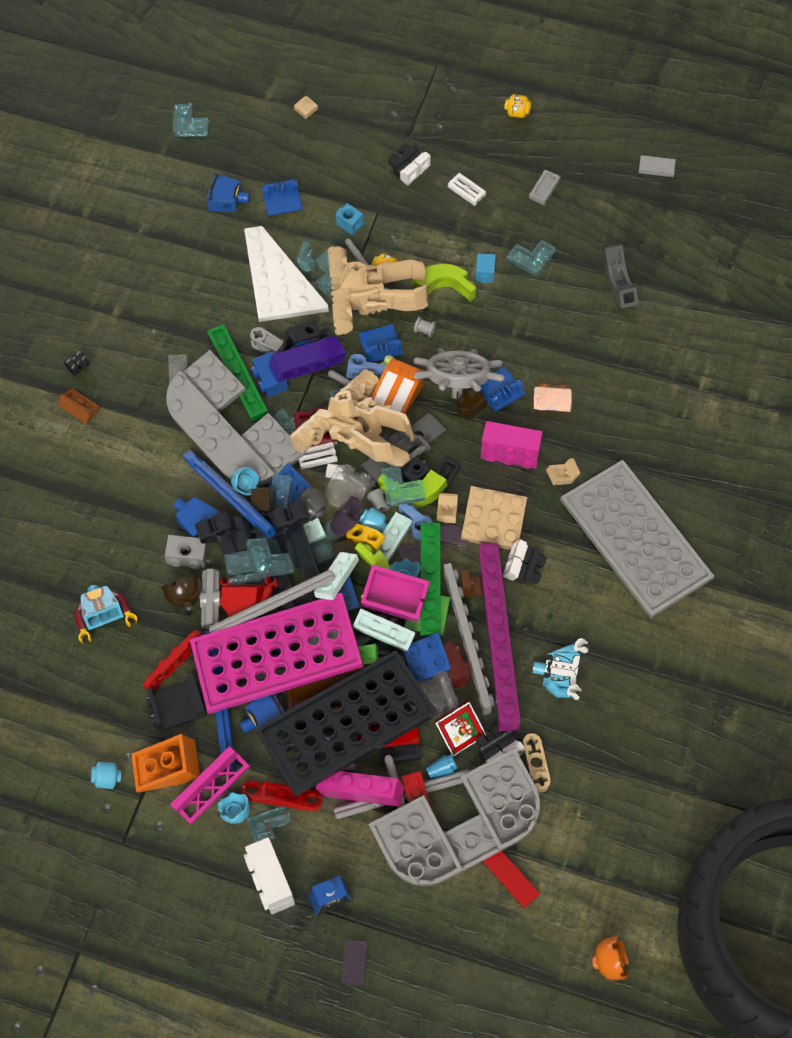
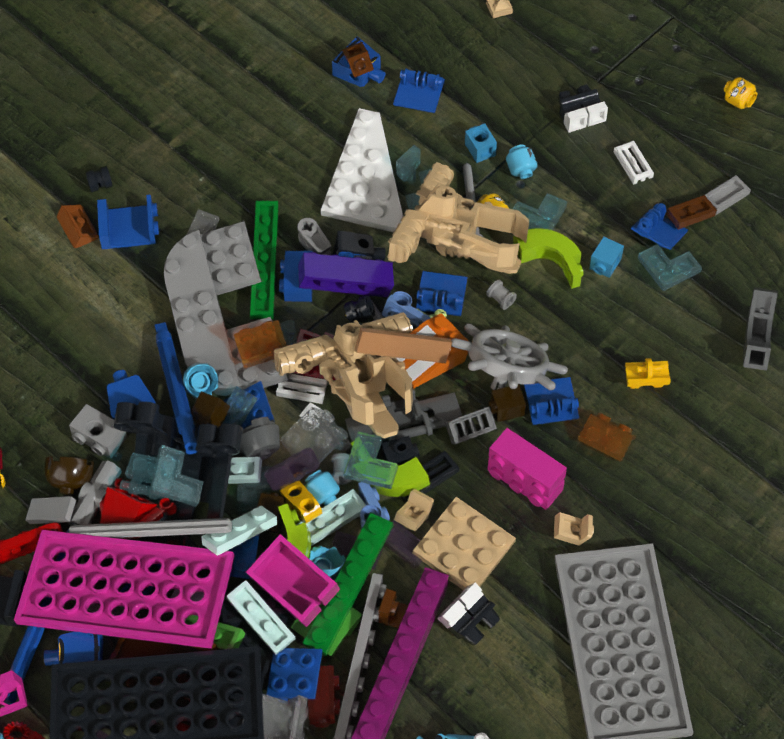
camera: 25 degrees right, 5 degrees down
(118, 388) = (127, 225): none -> blue panel
(185, 623) = (50, 510): none -> light grey tile
(228, 190) = (358, 59): none -> reddish brown bracket
(274, 436) = (259, 343): none -> clear orange bracket
(329, 380) = (360, 309): none -> black wheel
(383, 393) = (403, 345): none -> medium nougat tile
(387, 221) = (521, 161): none -> medium azure head
(426, 252) = (546, 215): none -> clear light blue plate
(443, 440) = (453, 431): none -> dark grey slope
(511, 231) = (658, 228): none -> blue hinge
(527, 210) = (691, 212): none -> reddish brown plate
(558, 341) = (647, 374): none -> yellow hips

